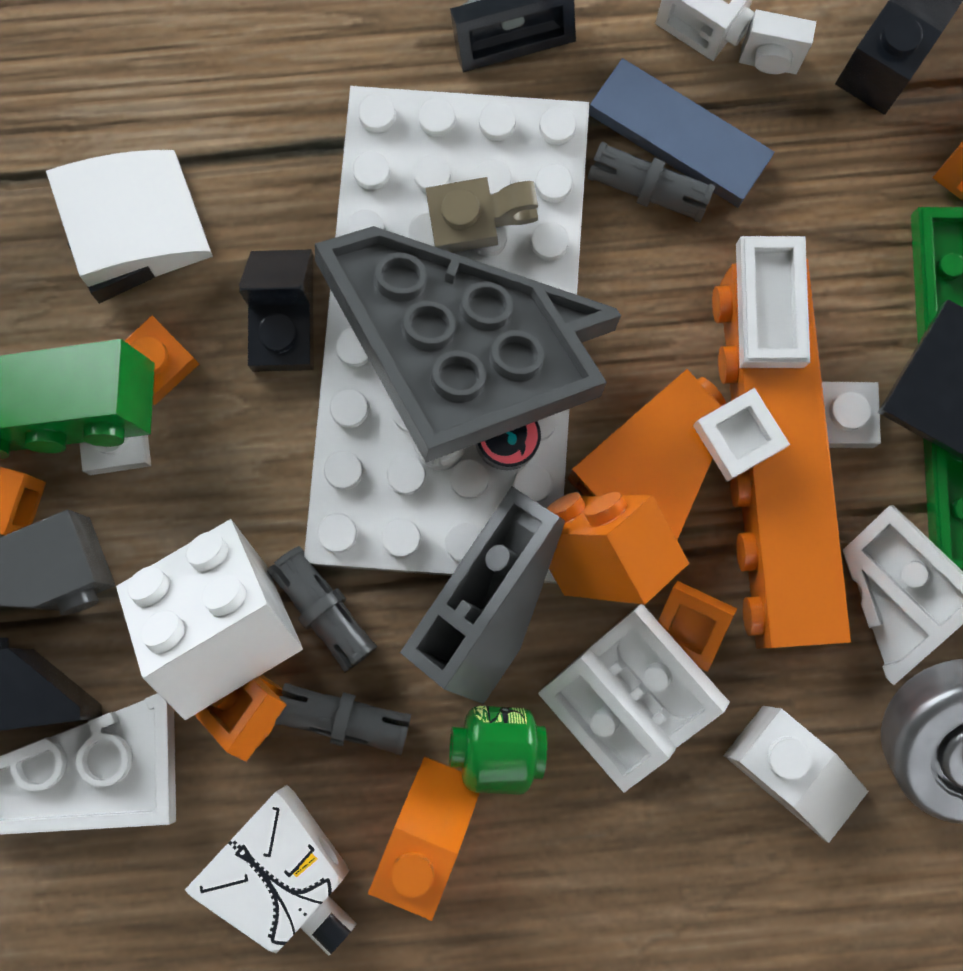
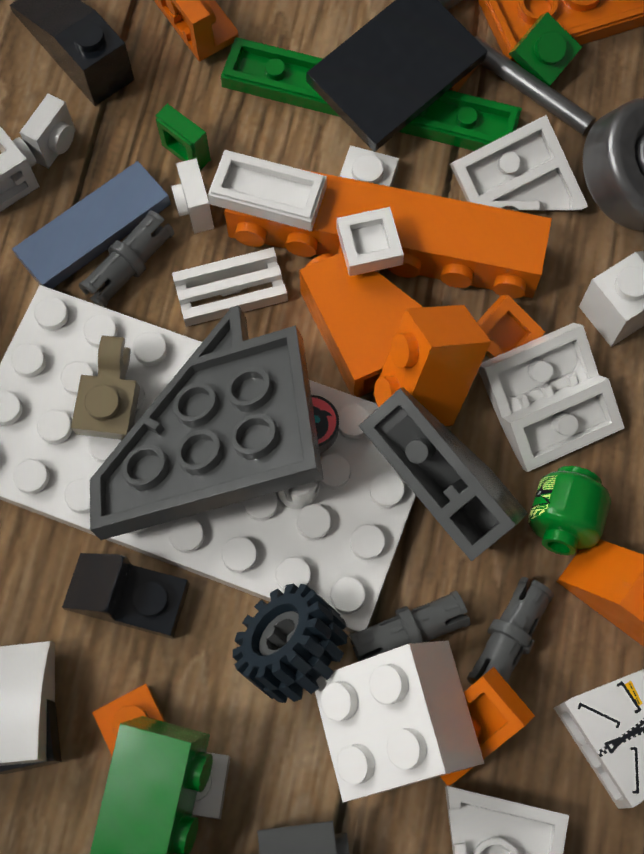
camera: 75 degrees left, 10 degrees down
(262, 486) = (290, 643): none -> black bush
(675, 291) = (219, 279): none -> white tile
(749, 220) = (192, 197): none -> white plate
(819, 190) = (182, 136): none -> green tile

